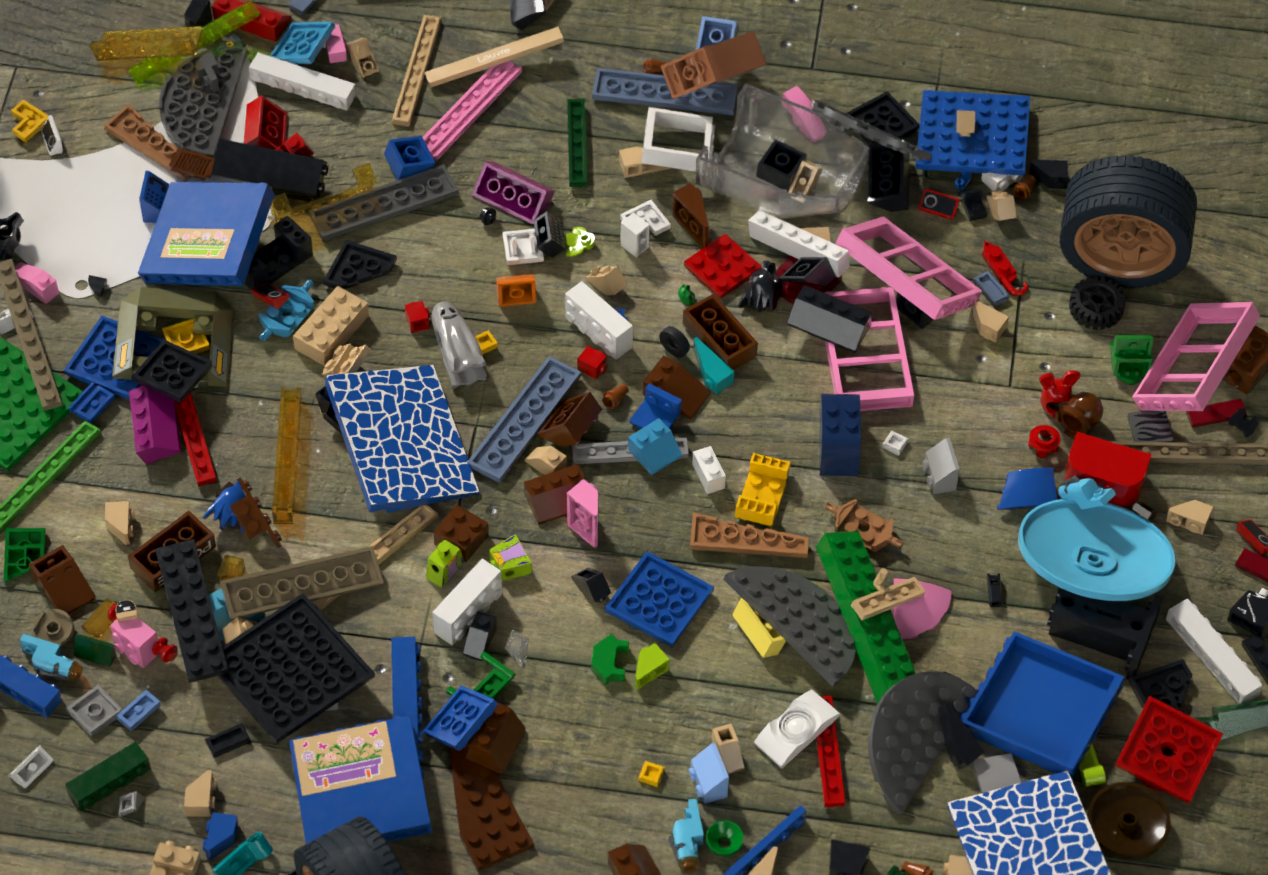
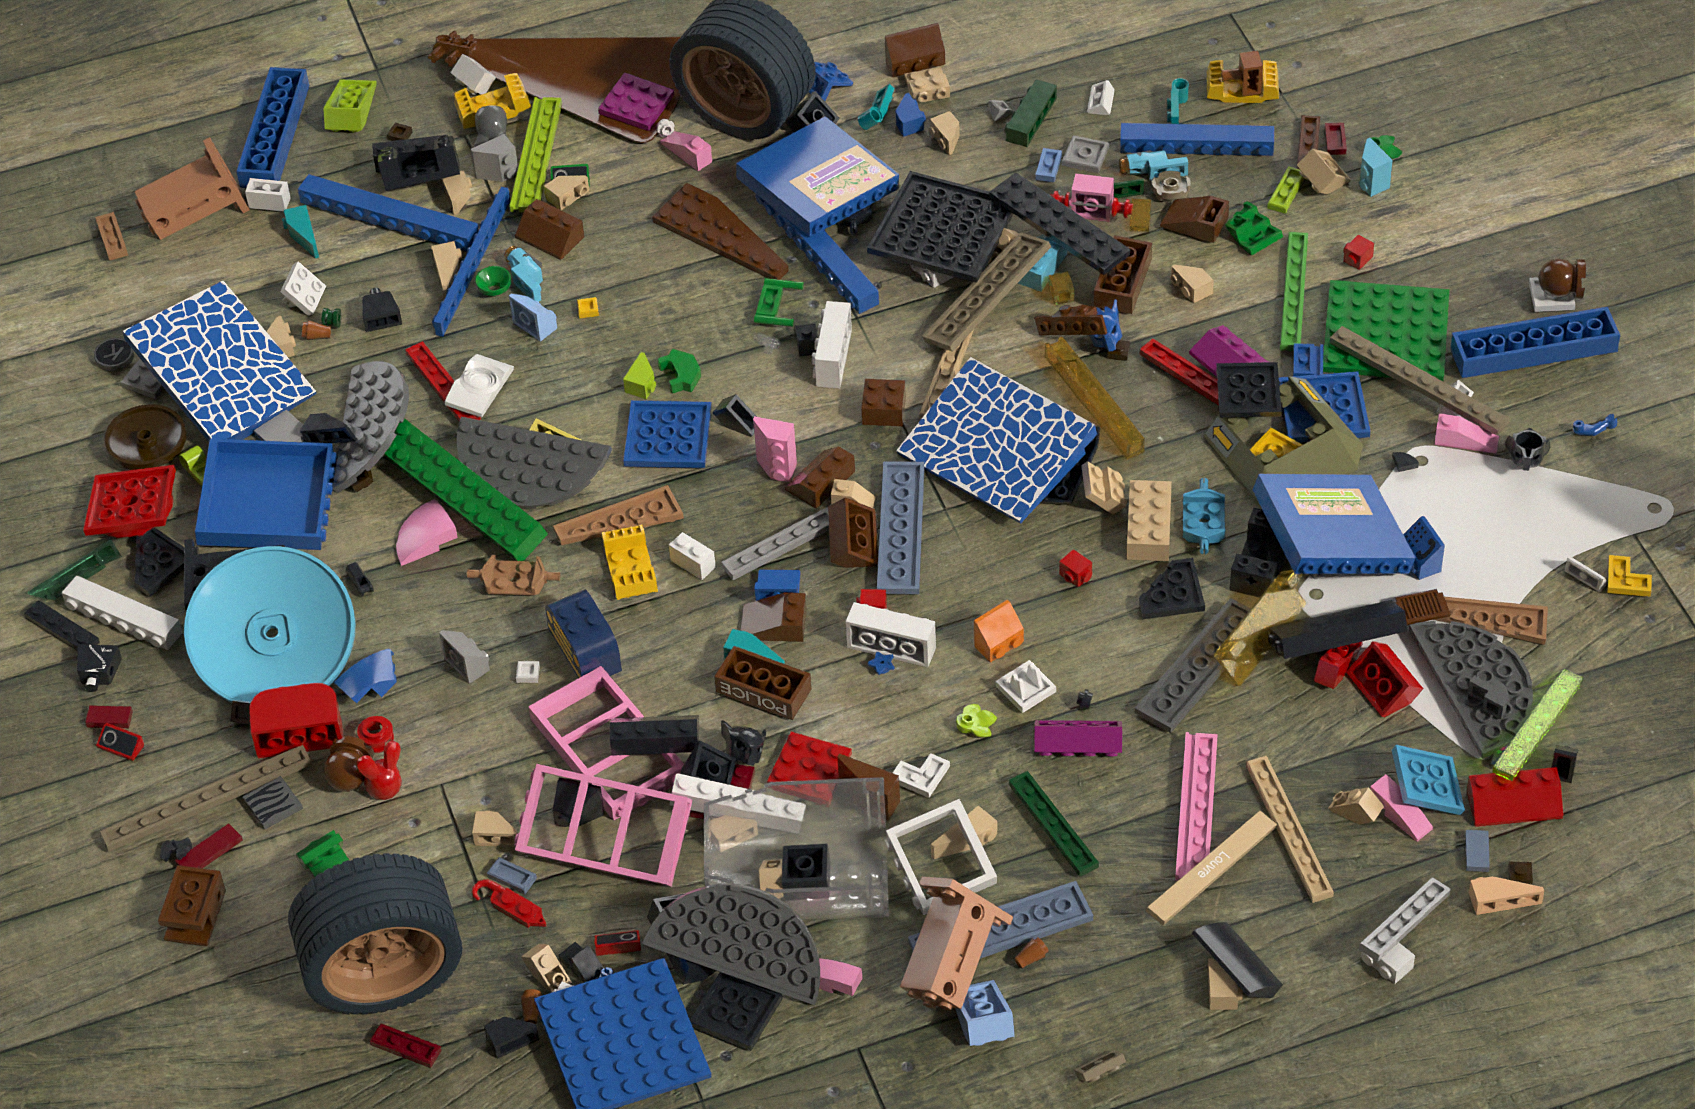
camera: 155 degrees right, 5 degrees down
(126, 610) = (1107, 188): tile -> none
(147, 43) = (1581, 699): clear yellow bracket -> none
(227, 740) = (964, 175): black tile -> none
(270, 295) = (1229, 517): slope -> none
(302, 81) = (1376, 748): white brick -> none
(408, 156) = (1211, 712): blue slope -> none
(443, 563) = (879, 362): lime torso -> none
(458, 346) = (1012, 552): light grey piece -> none
(460, 718) = (769, 250): blue plate -> none
(486, 341) = (991, 577): yellow plate -> none
(496, 739) = (733, 262): reddish brown slope -> none
(510, 558) = (824, 403): lime torso -> none
(549, 234) = (1004, 702): black brick -> none
(607, 279) = (915, 689): tan slope -> none
(614, 397) = (829, 583): dark orange cone -> none
(634, 234) = (916, 736): white brick -> none
(654, 446) = (755, 542): dark azure slope -> none
(674, 341) = (804, 645): black tyre -> none
(686, 295) = (823, 712): green plate -> none
(728, 748) = (532, 343): tan slope -> none
(887, 597) = (447, 492): tan plate -> none
(965, 123) = (632, 1022): tan slope -> none
(1084, 492) = (299, 672): medium azure plate -> none
(1190, 515) = (193, 727): tan slope -> none
(1242, 313) = (228, 926): bright pink window -> none

